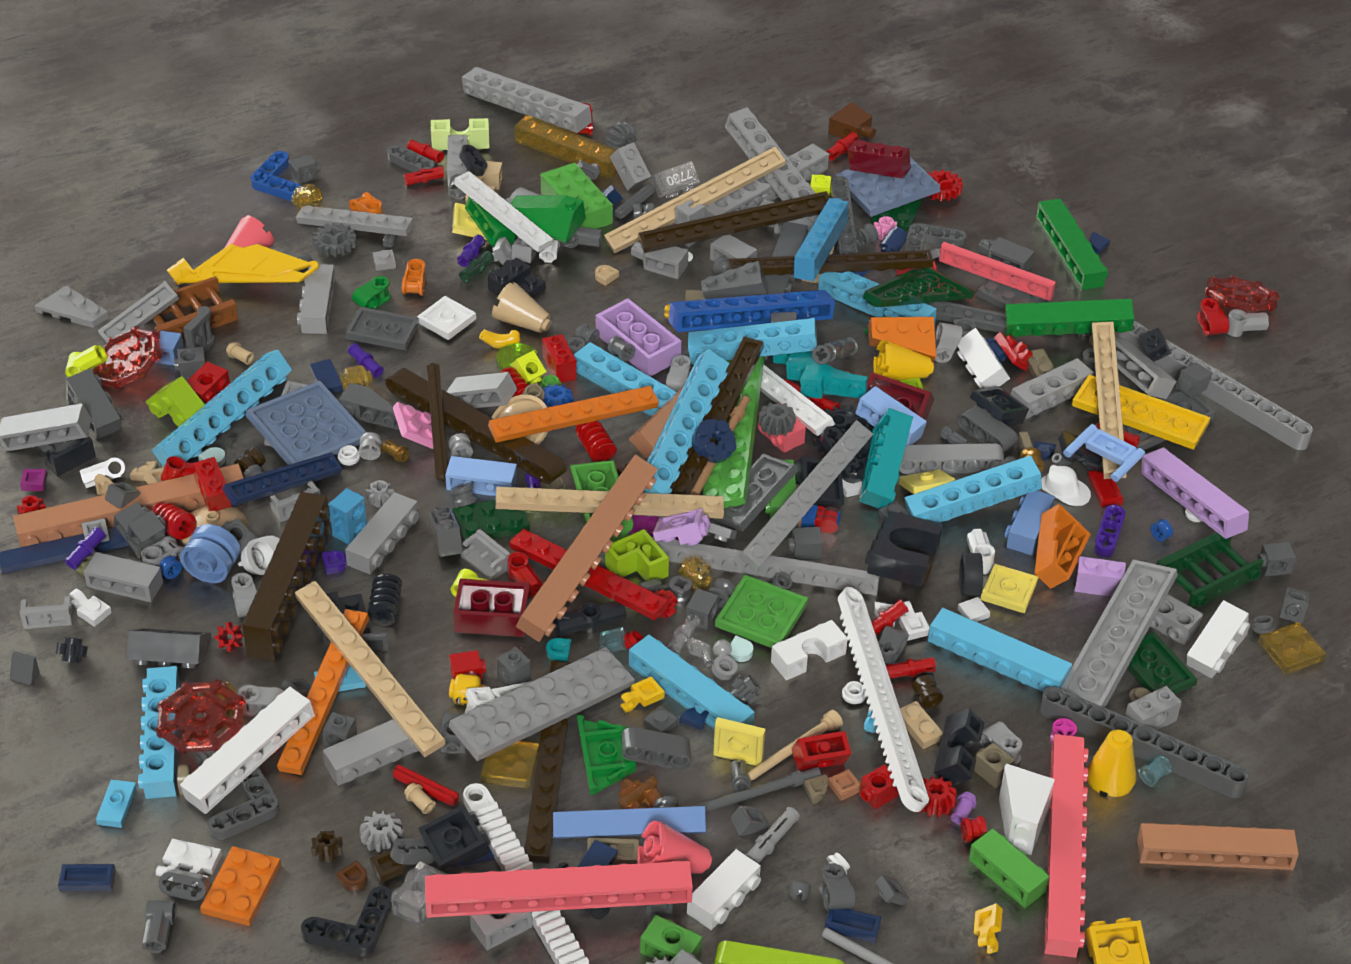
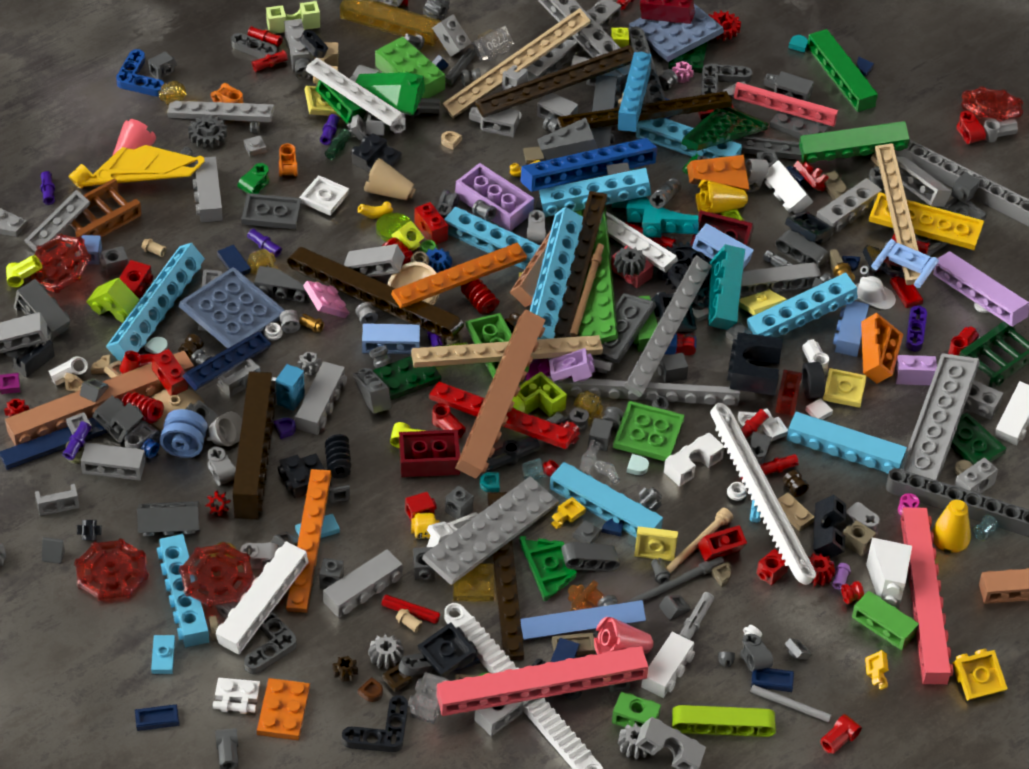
camera: 10 degrees left, 5 degrees up
(73, 685) = (114, 578): none -> clear red plate
(90, 610) = (93, 492): white plate -> none
(141, 280) = (47, 188): none -> dark purple pin
(183, 890) = (239, 719): dark grey beam -> none
(198, 330) = (115, 233): dark grey plate -> none
(370, 669) = (345, 517): tan plate -> none
(437, 421) = (344, 293): dark brown axle -> none
(485, 555) = (411, 407): light grey hinge -> none
(722, 433) = (588, 280): dark blue plate -> none
(722, 650) = (629, 481): light grey plate -> none
(844, 784) = (744, 568): nougat tile -> none
(893, 240) = (692, 84): dark blue brick -> none
(938, 585) = (788, 392): none -> clear red brick
(1026, 212) = (798, 43): none -> teal tile
(1155, 344) = (929, 159): black brick -> none
(1161, 530) = (958, 323): blue bush -> none
(1164, 548) = (964, 339): none -> red piece

